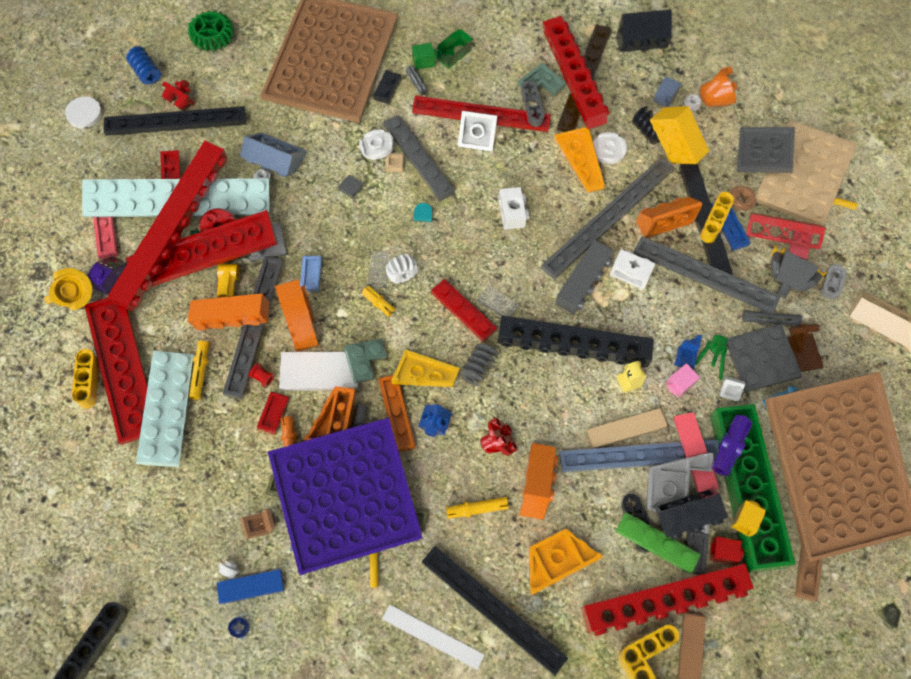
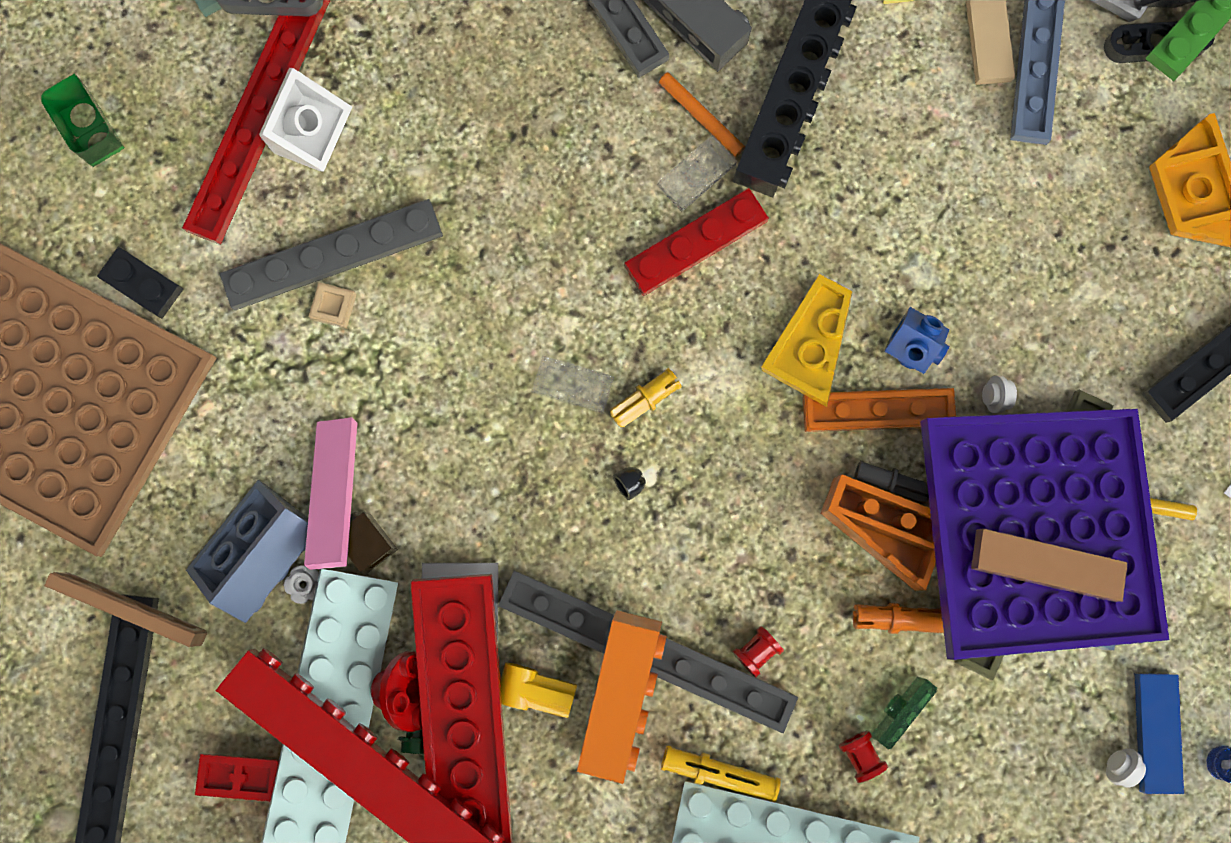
camera: 75 degrees left, 15 degrees up
(182, 100) = (32, 752): red hips -> none
(216, 434) = (863, 756): none -> red bush
(237, 109) = (126, 608): none -> medium nougat tile
(241, 448) = (903, 711): none -> clear green plate
(258, 524) = (1054, 701): medium nougat bracket -> none
(273, 412) = (835, 641): red tile -> none
(285, 196) = (368, 542): none -> dark brown brick
(297, 314) = (672, 555): orange wedge -> none
(304, 176) = (331, 494): none -> bright pink tile
(311, 273) = (552, 520): light blue tile -> none
(314, 371) = (767, 539): white tile -> none
(324, 495) = (1049, 565): none -> medium nougat tile
(334, 302) = (629, 482): none -> black hinge
(350, 186) = (369, 404): dark grey tile -> none
(359, 358) = (760, 457): sand green plate -> none
(376, 144) = (282, 331): white tile -> none
(401, 268) = (591, 337): white gear -> none
(416, 79) = (138, 218): dark grey axle -> none
(416, 468) = (999, 394): none -> white plate
(423, 213) = (465, 272): teal tile -> none
(424, 56) = (83, 188): green brick -> none
(468, 509) = (1088, 318): yellow pin -> none
(477, 362) = (818, 236): dark grey piece -> none
(498, 438) = (975, 235): red plate -> none
(513, 217) = (515, 109): white brick -> none
(530, 300) = (701, 114): none -> orange bar
(538, 481) = (1064, 181): orange wedge -> none

